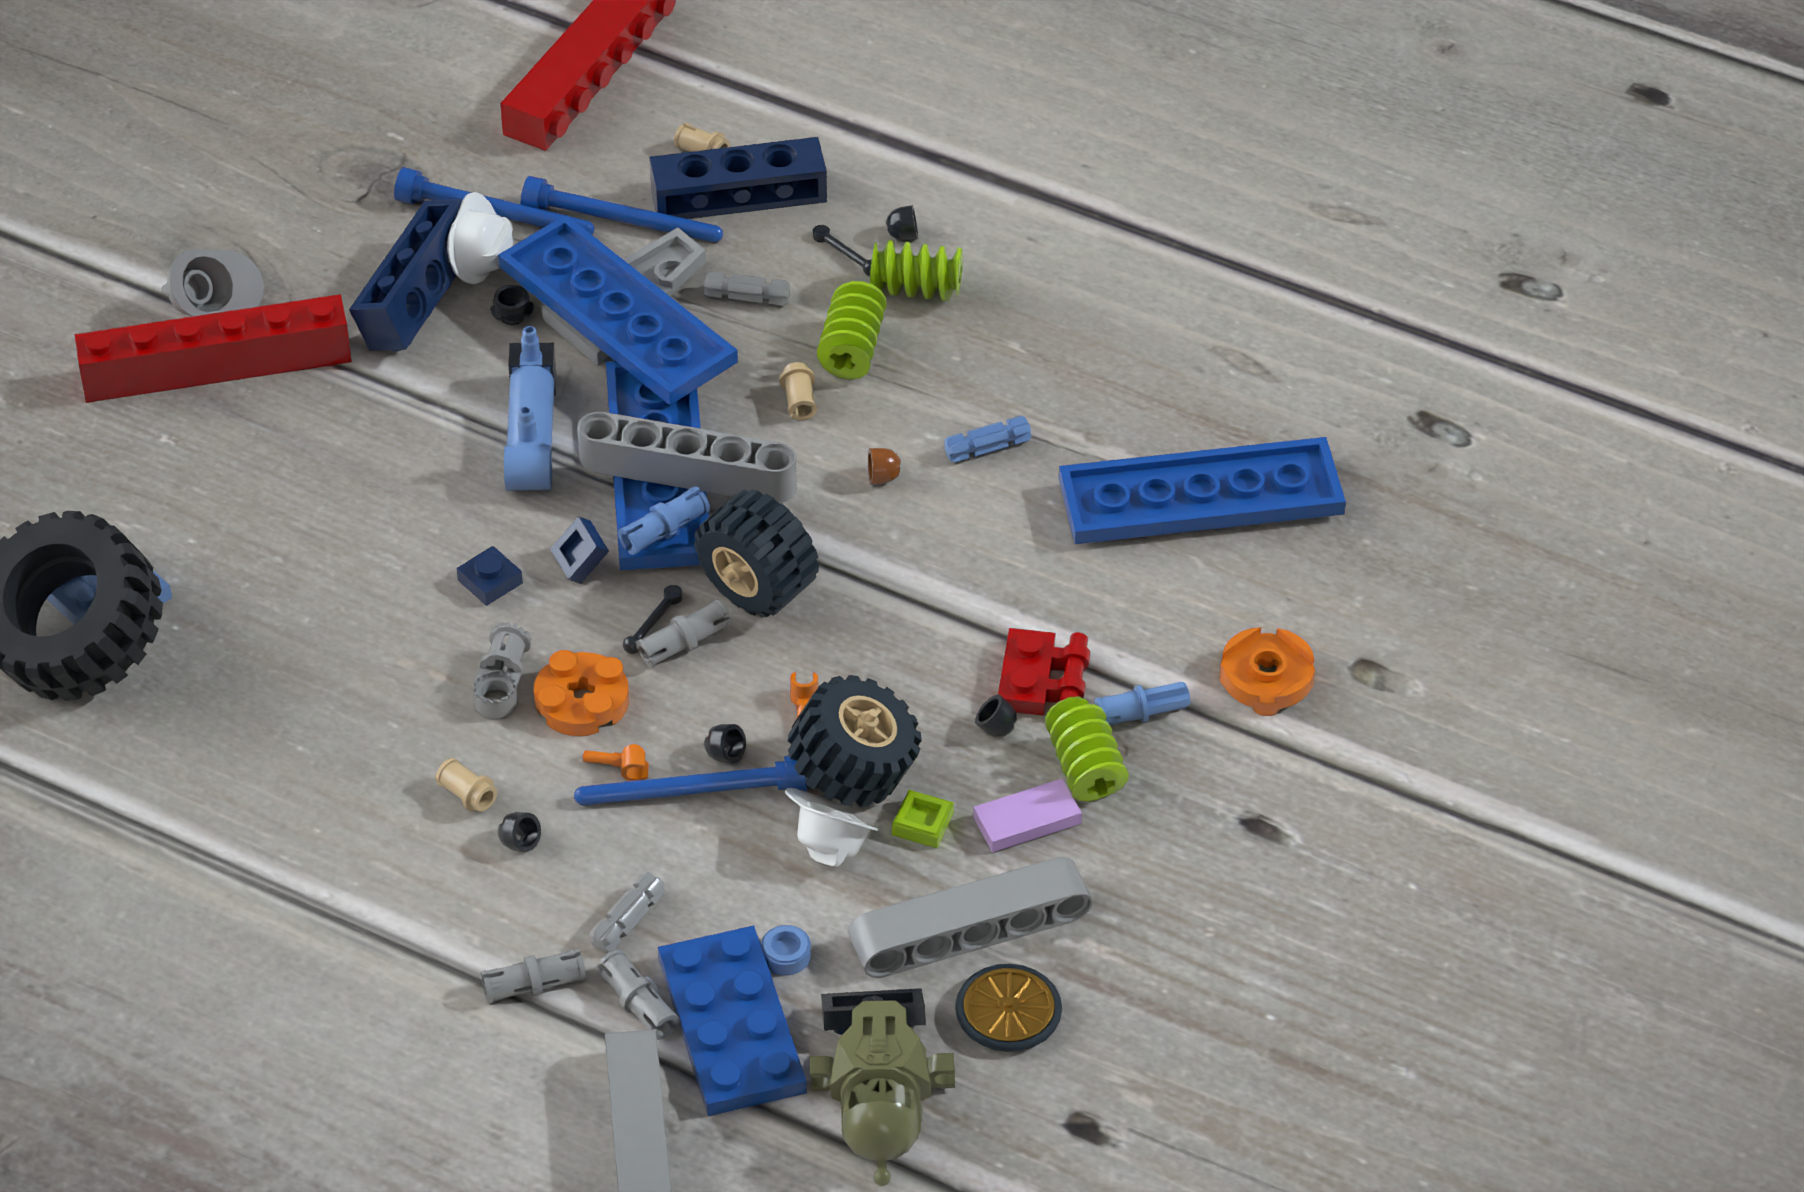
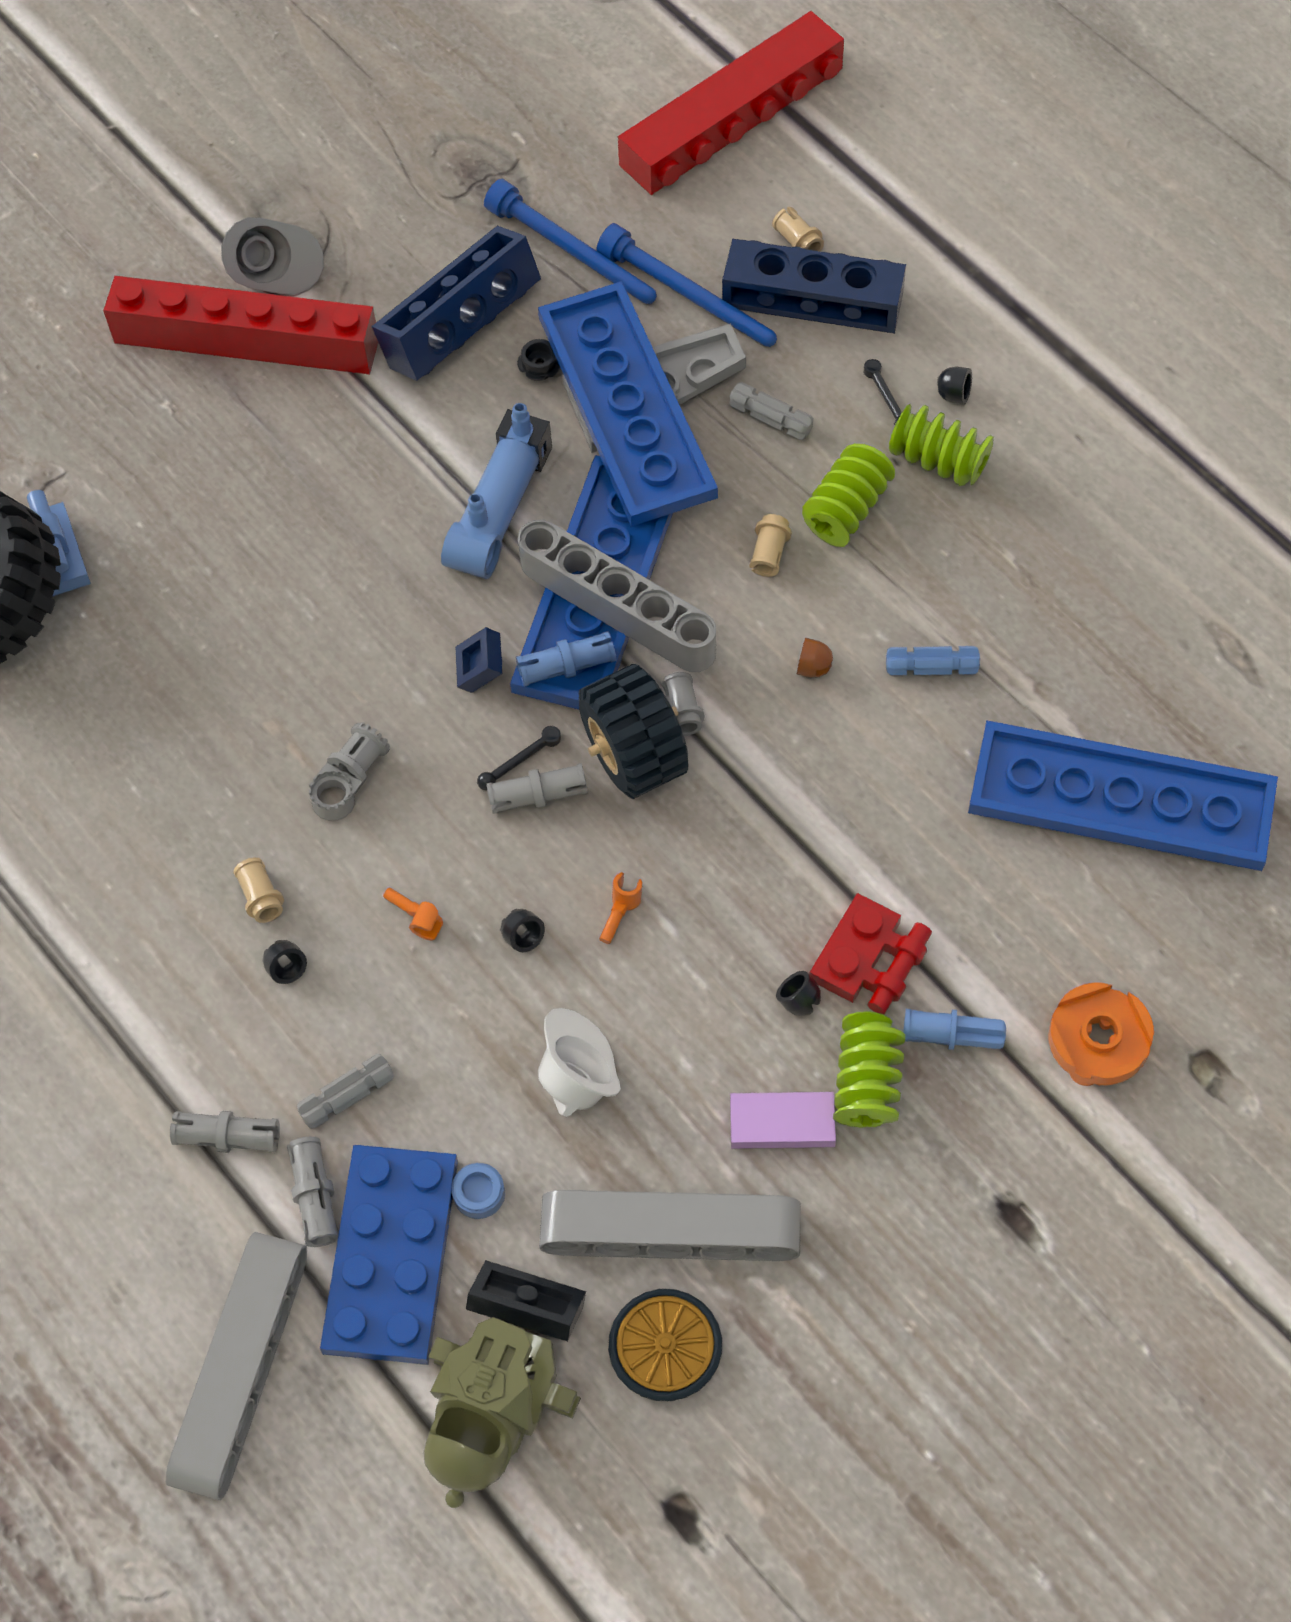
camera: 25 degrees right, 15 degrees up
(477, 239) = (531, 278): white piece -> none
(489, 575) = (387, 657): dark blue plate -> none
(576, 671) = (408, 795): orange plate -> none
(781, 775) = (565, 988): blue piece -> none
(854, 741) = (636, 983): black wheel -> none
(922, 818) = (678, 1085): lime tile -> none

